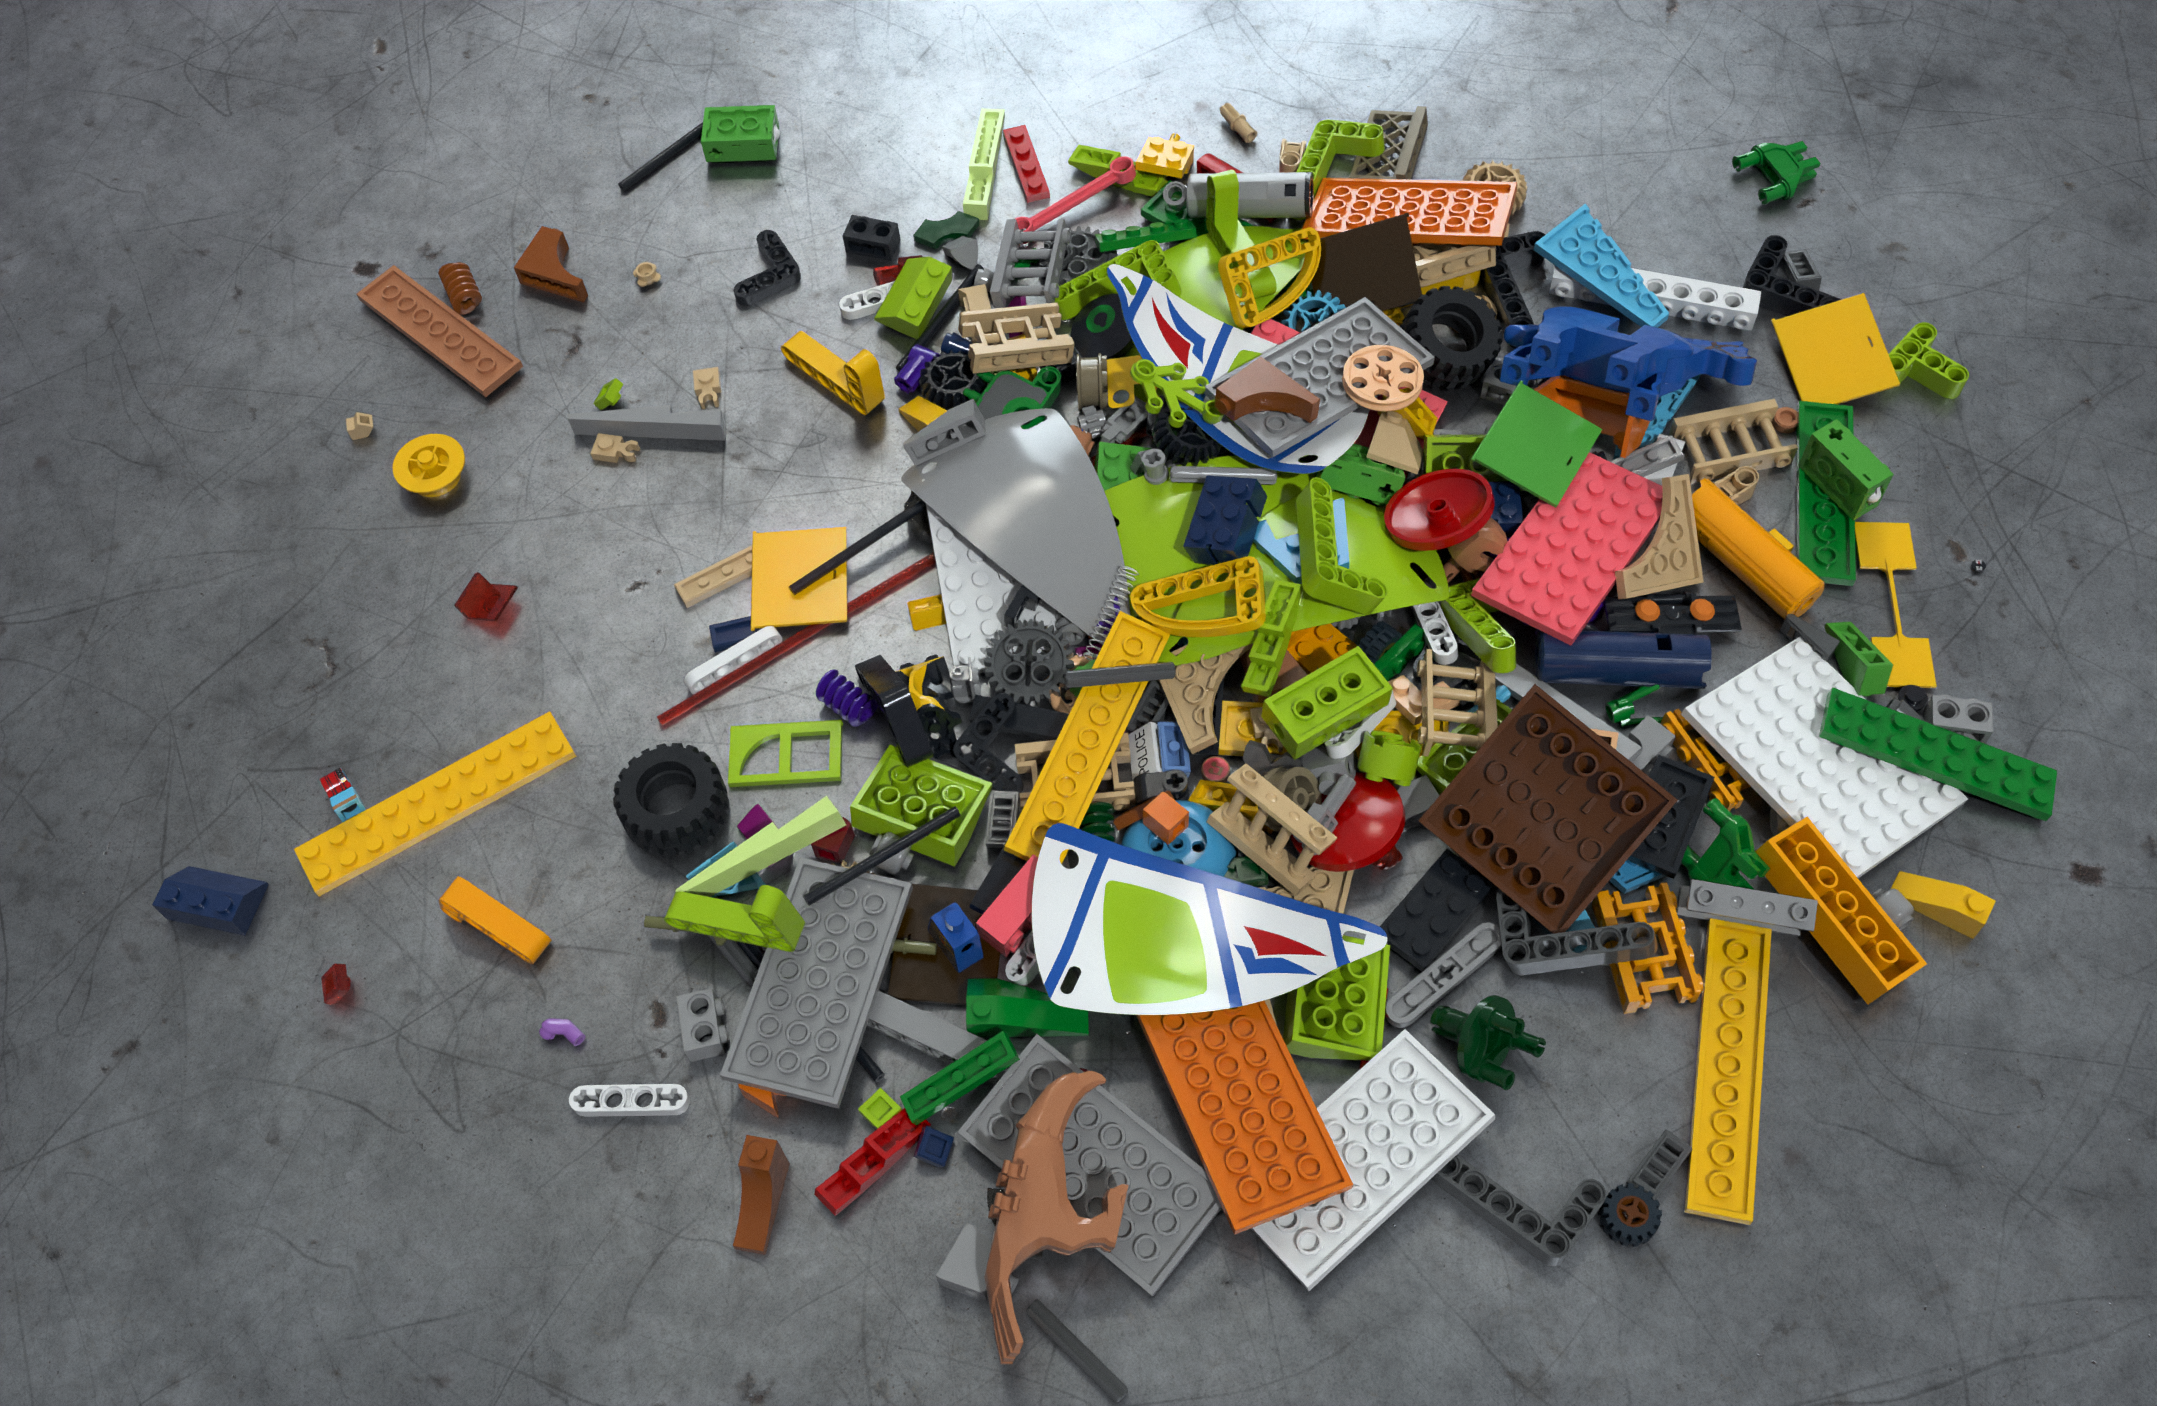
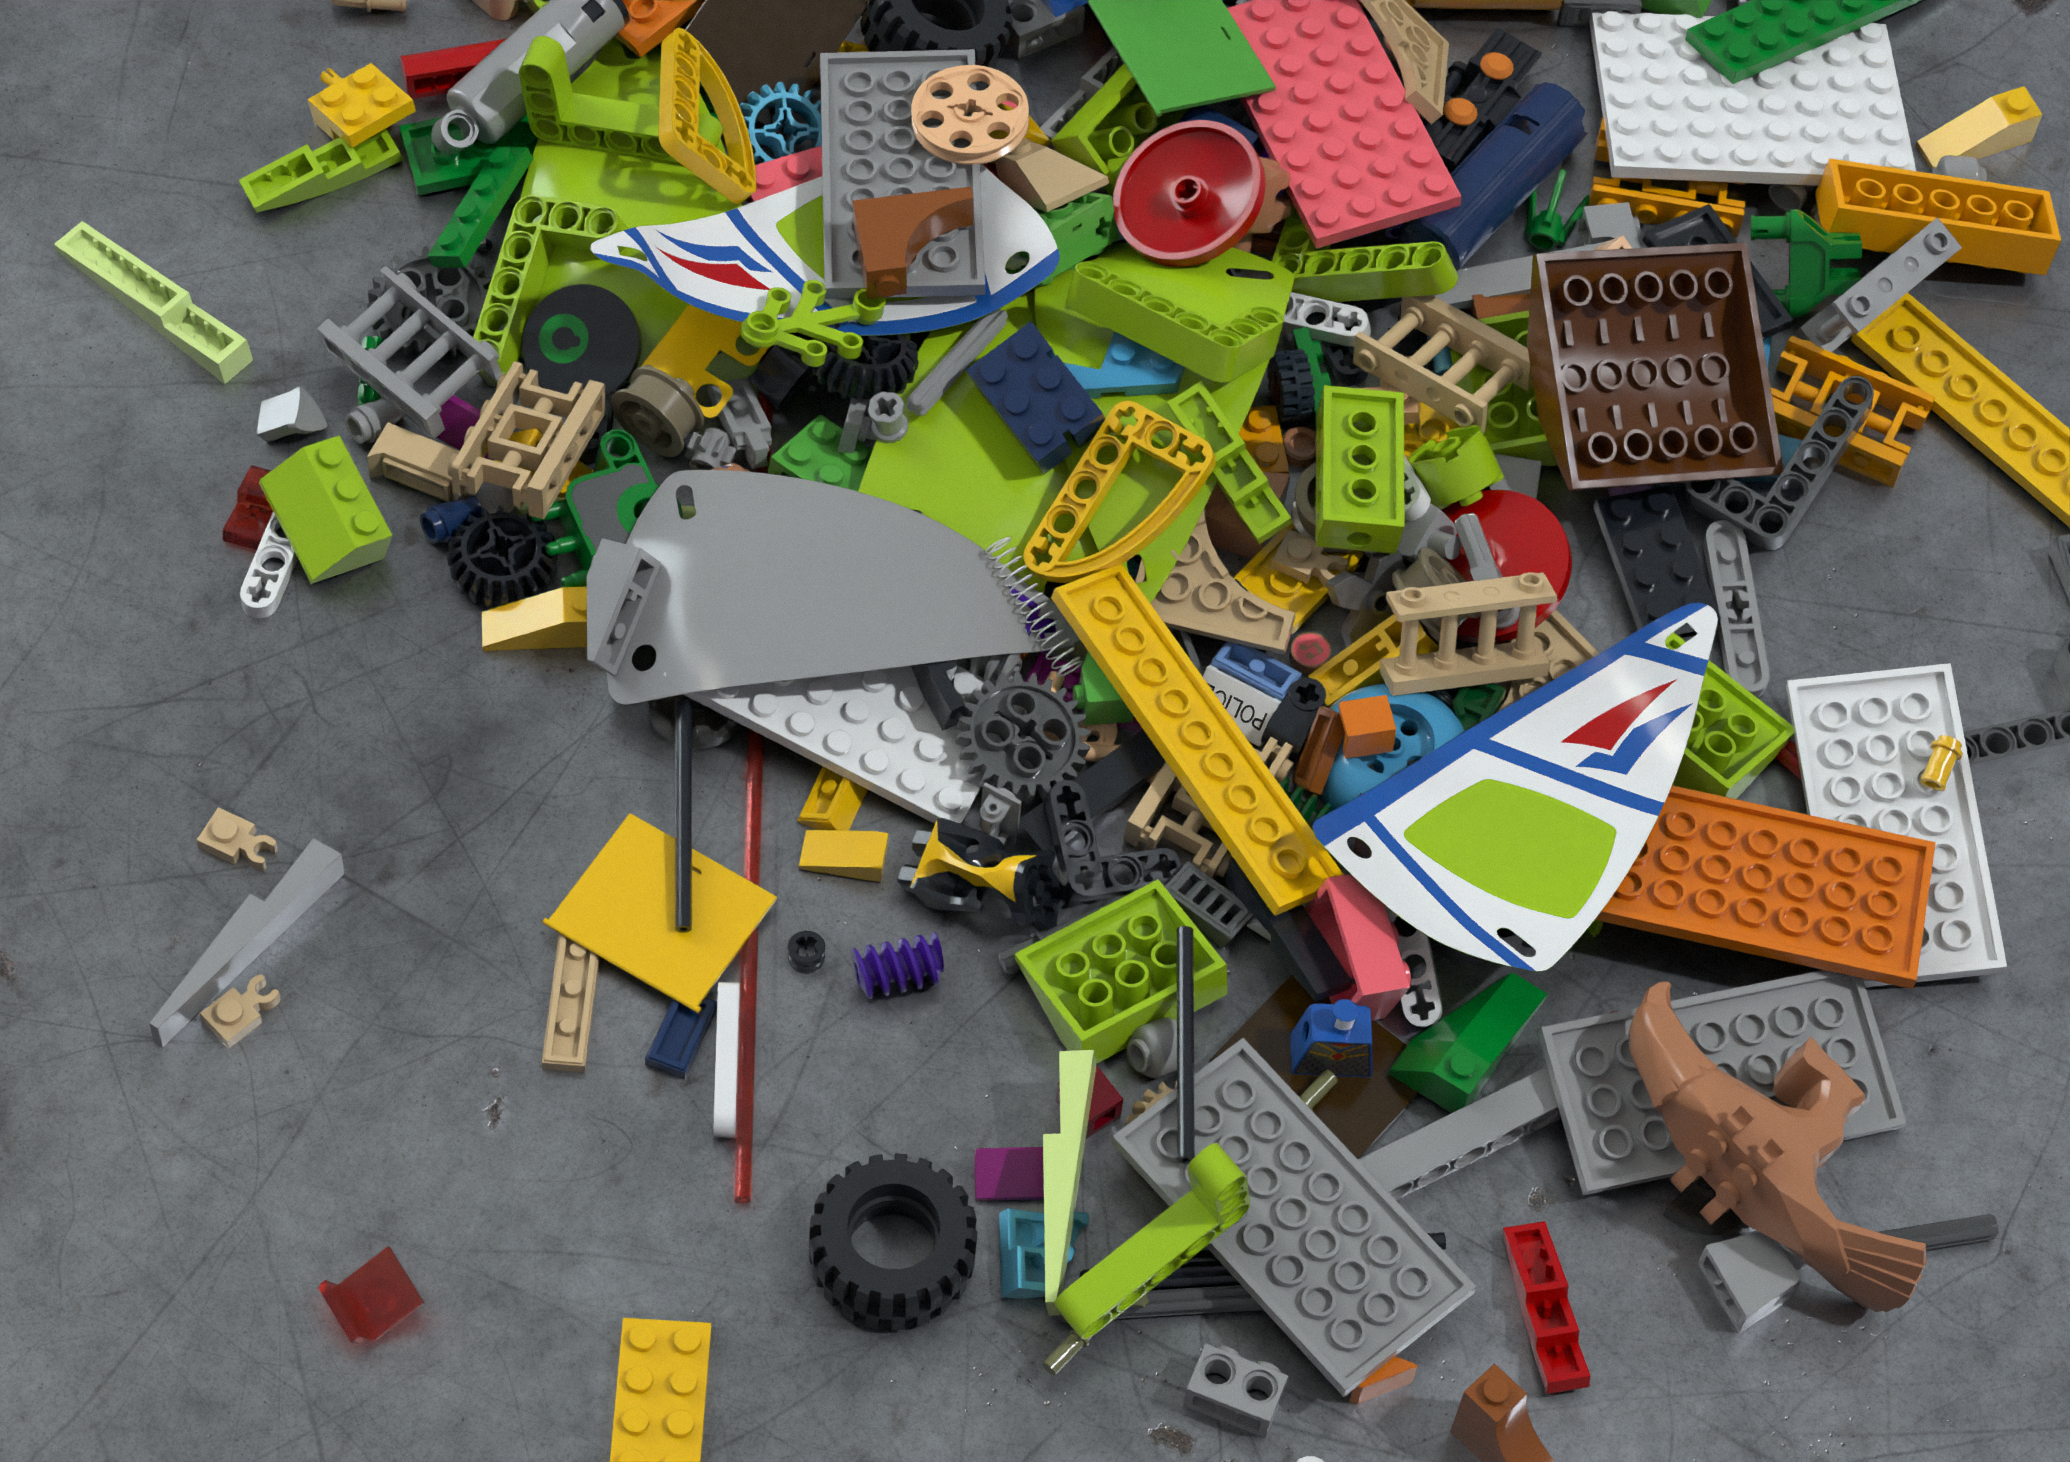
camera: 65 degrees left, 0 degrees up
(429, 465) = (70, 1245): yellow wheel -> none
(609, 394) = (143, 962): lime plate -> none
(747, 738) = (852, 1112): lime window -> none
(778, 268) = (105, 639): black beam -> none
(823, 650) = (806, 964): none -> black bush
(854, 382) = (369, 677): yellow beam -> none
(871, 237) = (170, 507): black brick -> none
(879, 1108) = (1490, 1262): lime plate -> none
(899, 709) = (967, 896): black beam -> none
(902, 636) = (845, 853): none -> yellow slope
(910, 375) = (435, 576): dark purple piece -> none
(933, 1147) = (1576, 1234): dark blue tile -> none
(938, 232) = (236, 400): dark green tile -> none
(941, 316) = (394, 553): black piece -> none
(959, 1078) = (1526, 1145): green plate -> none
(1026, 163) = (202, 257): plate -> none
(1082, 194) = (330, 239): coral piece -> none
(1119, 674) = (1145, 645): dark grey axle -> none
(1414, 1152) = (1939, 767): none -> yellow pin
(1486, 1038) = (1845, 618): dark green piece -> none

